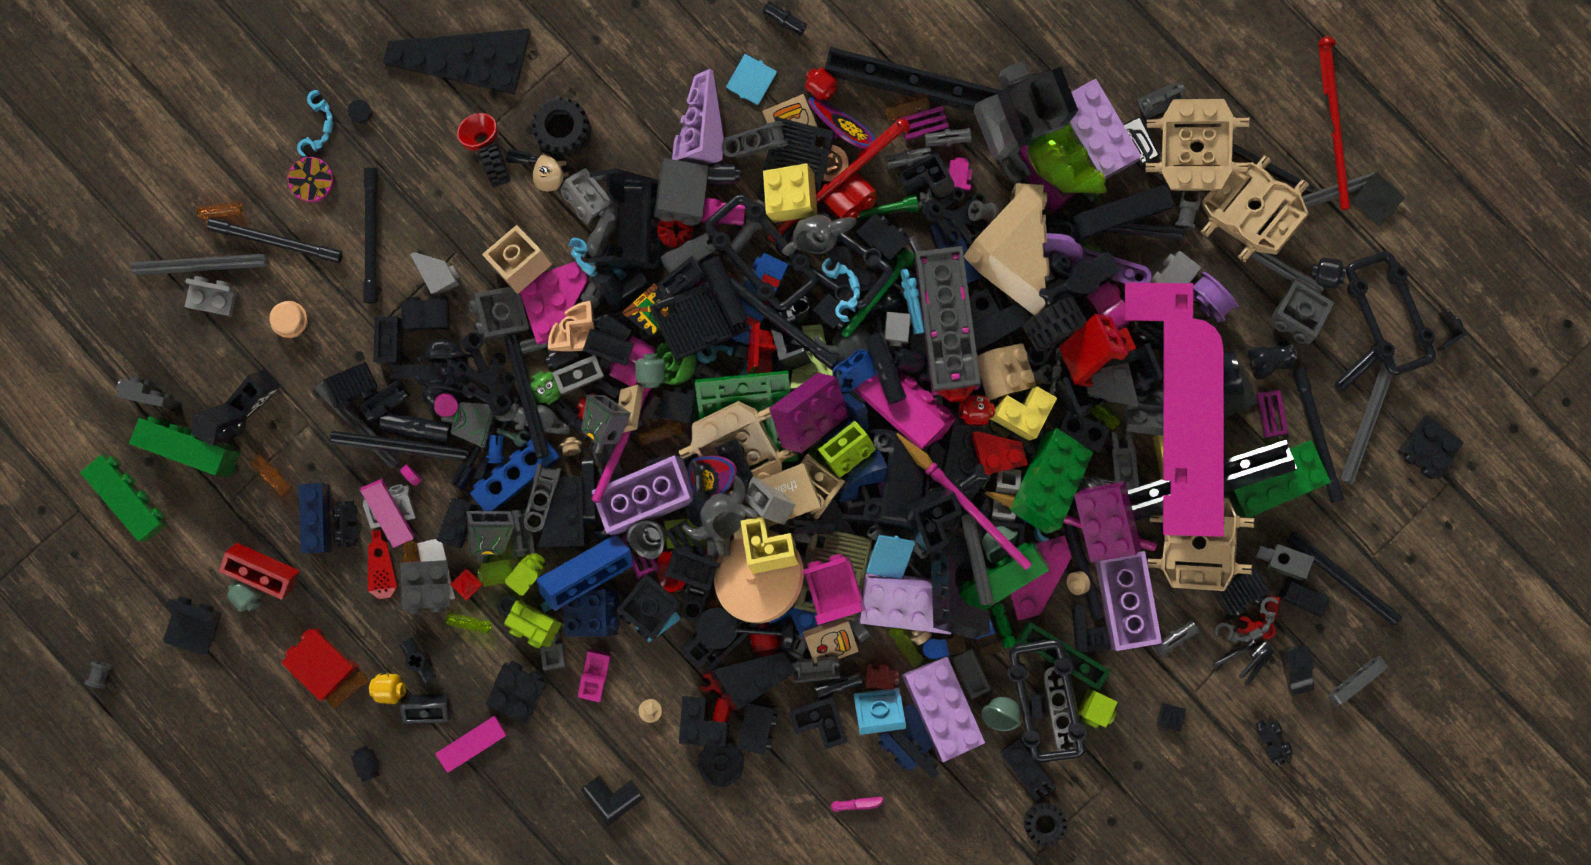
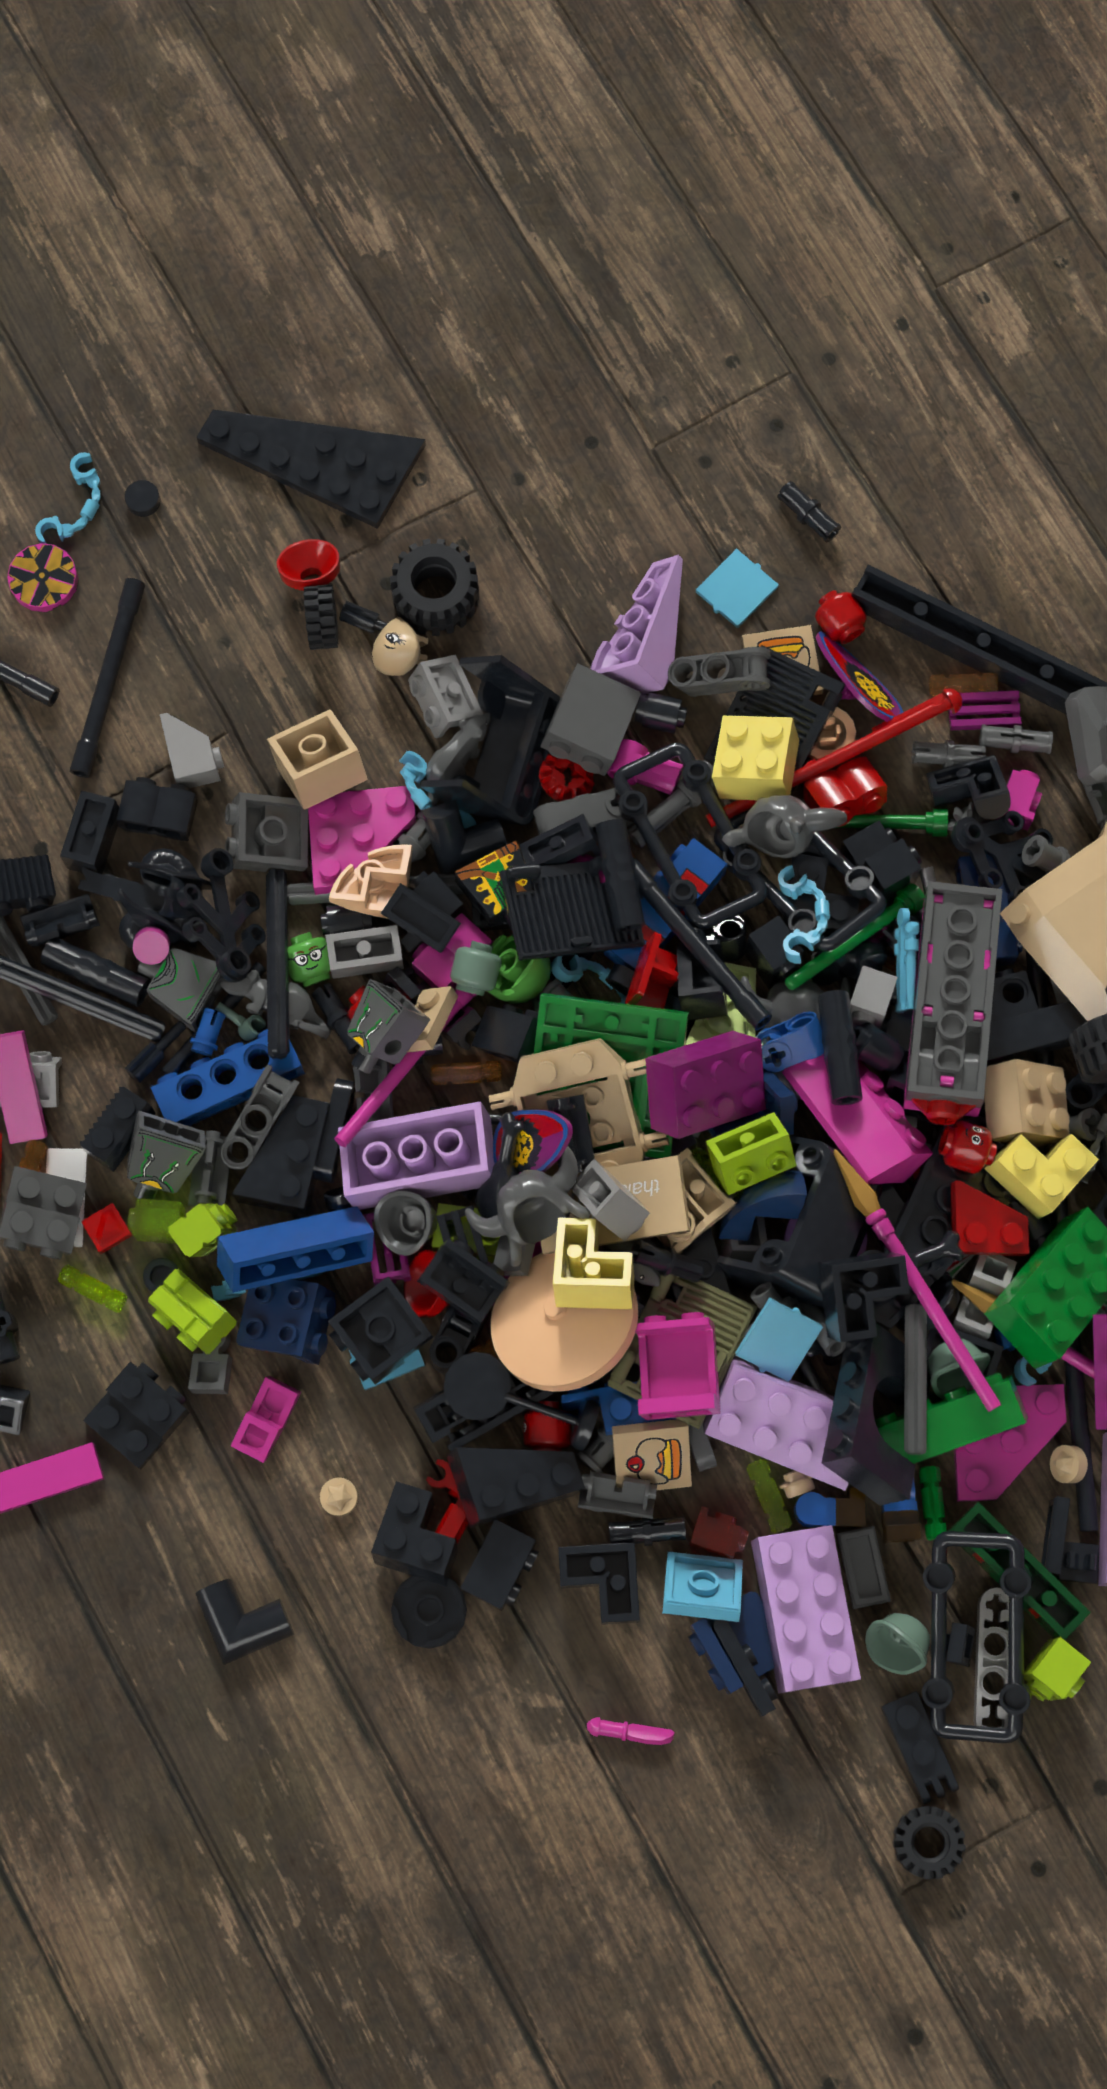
camera: 15 degrees right, 10 degrees down
(411, 475) = (68, 1041): dark pink tile -> none
(571, 446) = (323, 1058): tan plate -> none

